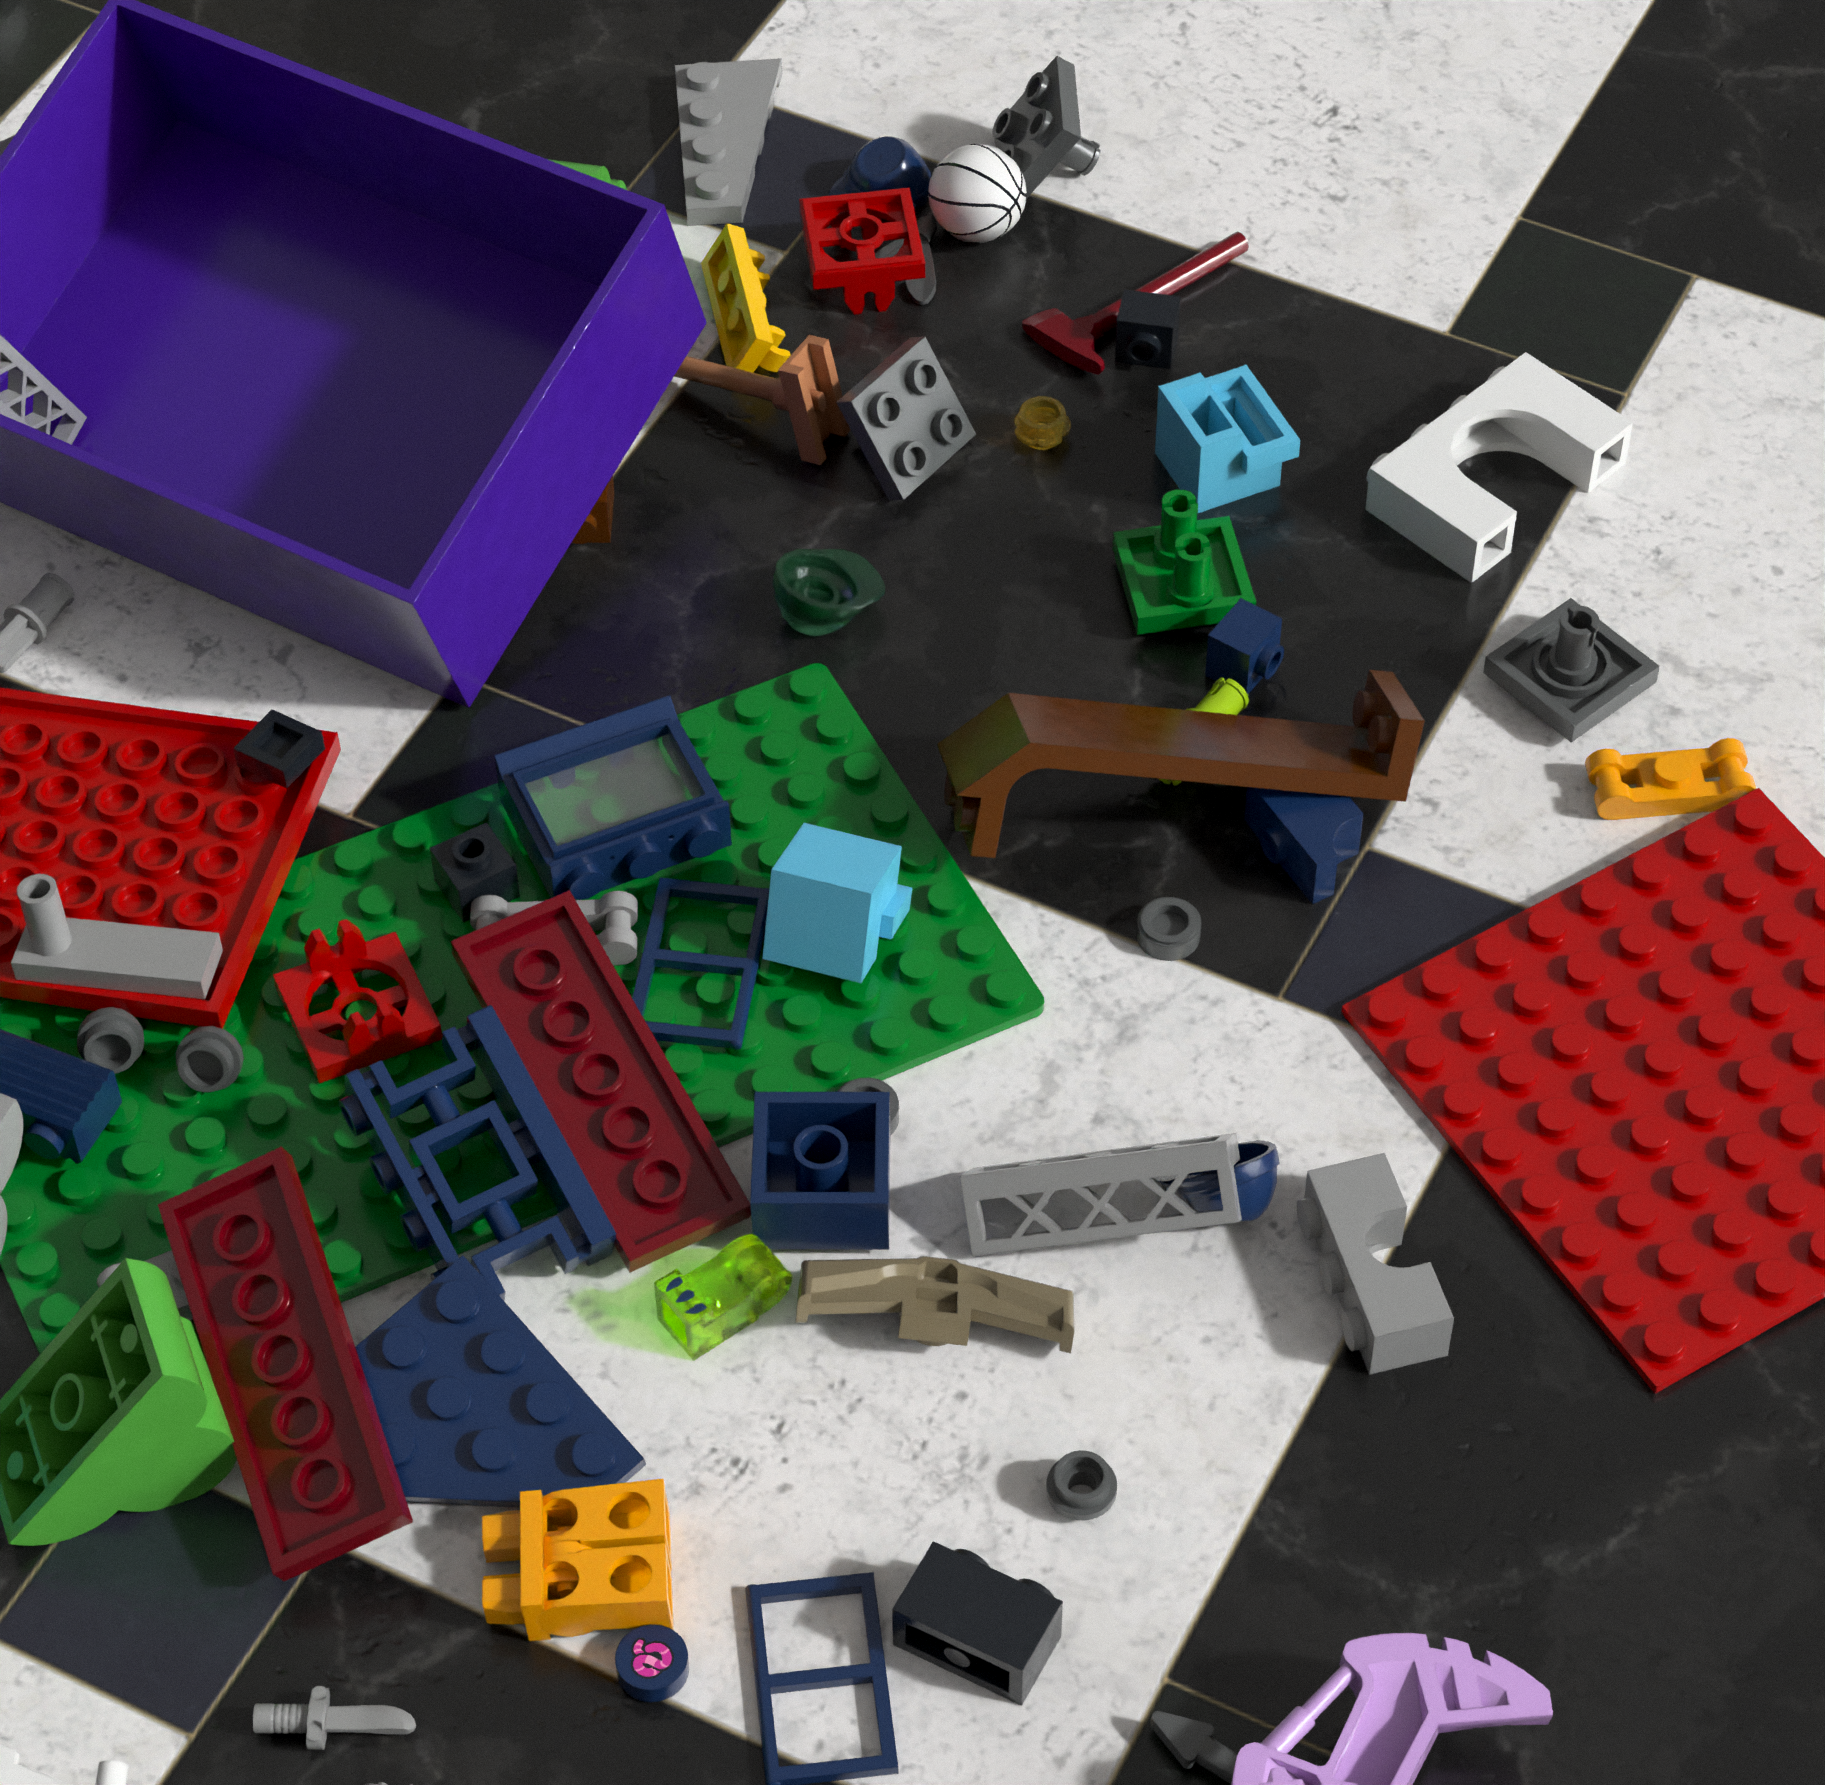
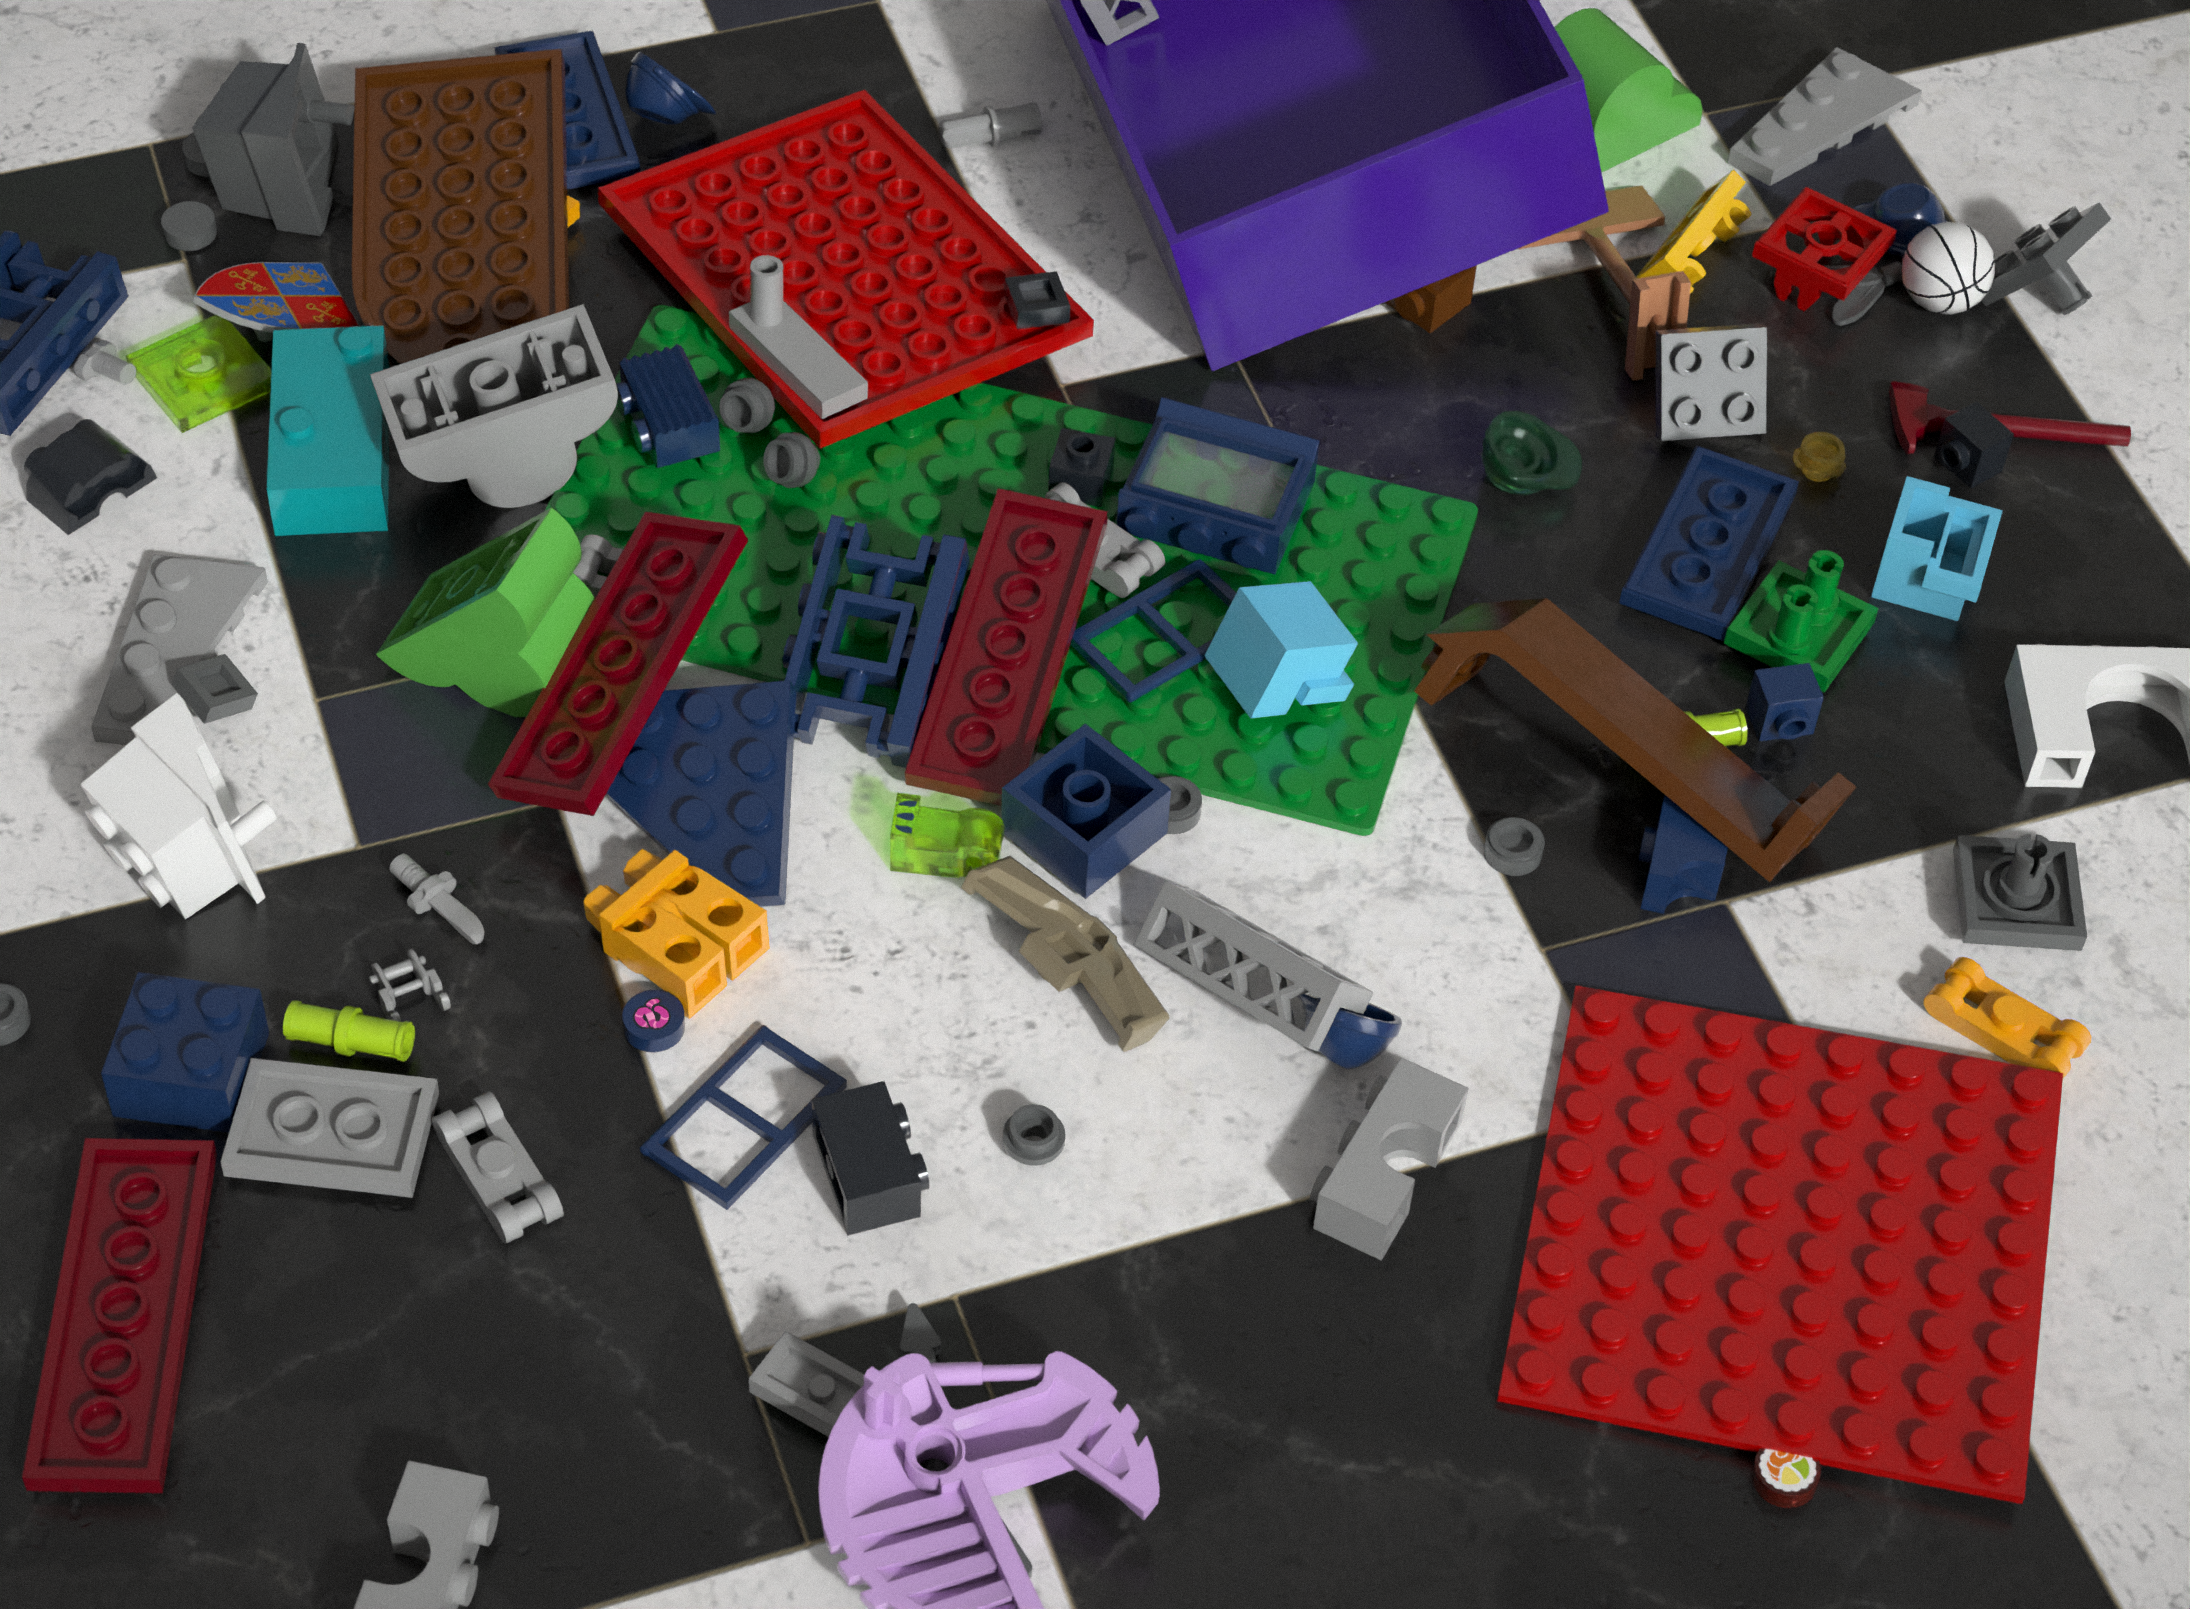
camera: 40 degrees right, 0 degrees up
(364, 1041) = (905, 523): red piece -> none
(1039, 558) = (1709, 542): none -> dark blue plate

